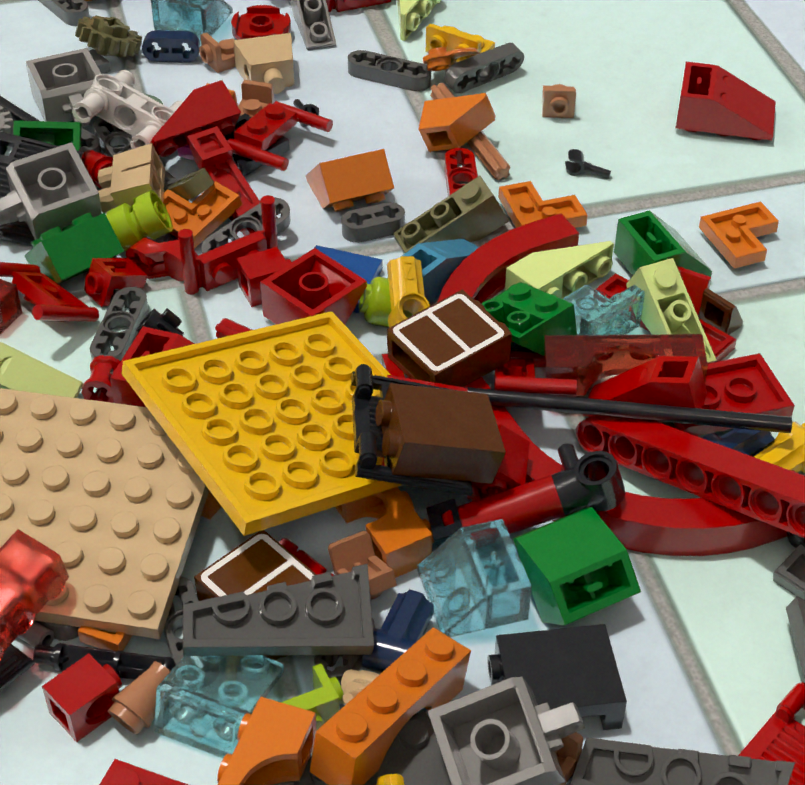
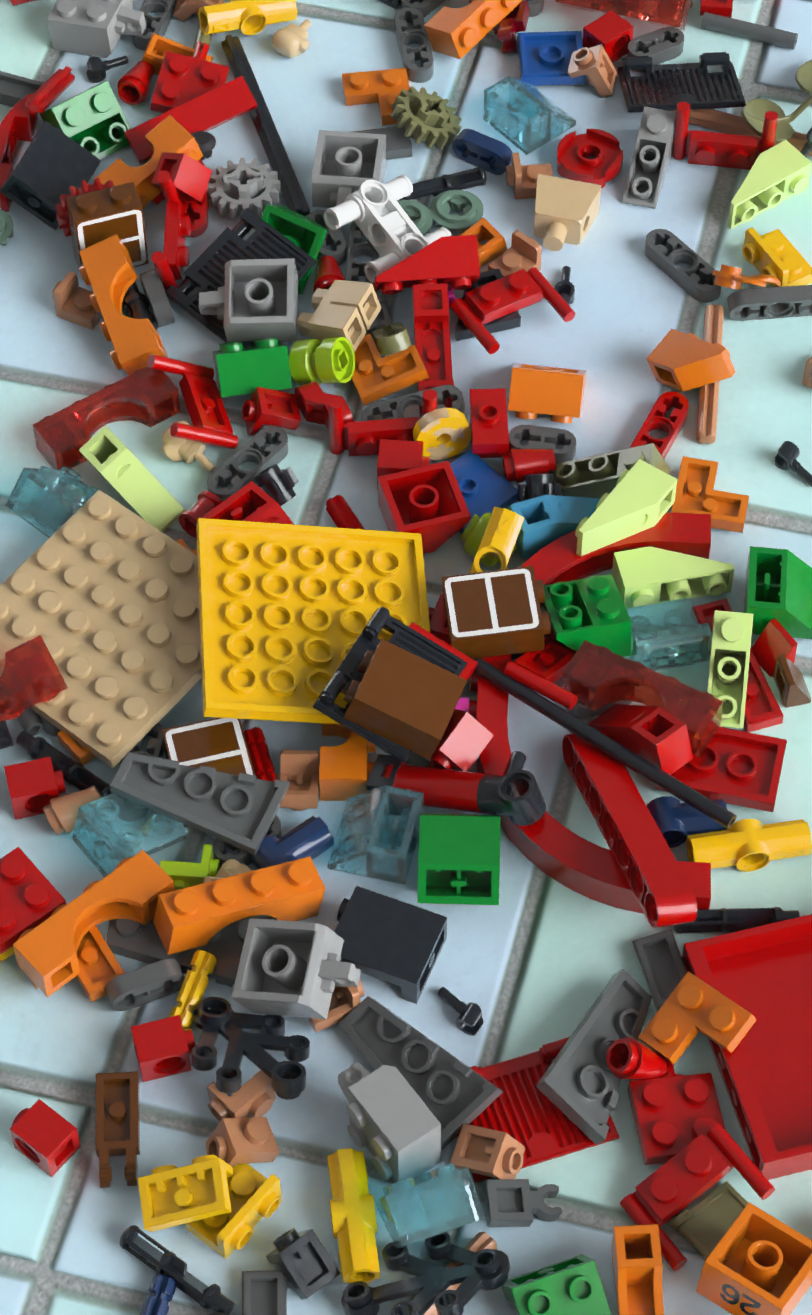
camera: 30 degrees right, 10 degrees up
(47, 334) = (183, 449): none -> tan piece
(56, 32) = (375, 87): none -> orange plate
(154, 77) = (454, 181): none -> black piece
(174, 88) = (456, 201): none -> sand green gear
(289, 232) = (443, 433): none -> piece
(322, 218) = (488, 422): none -> red brick
(375, 236) = (527, 461): none -> red cone
(398, 245) = (538, 485): none -> black gear
(498, 225) = (632, 507): none -> yellowish green slope
(686, 710) = (470, 1014): none -> black hand

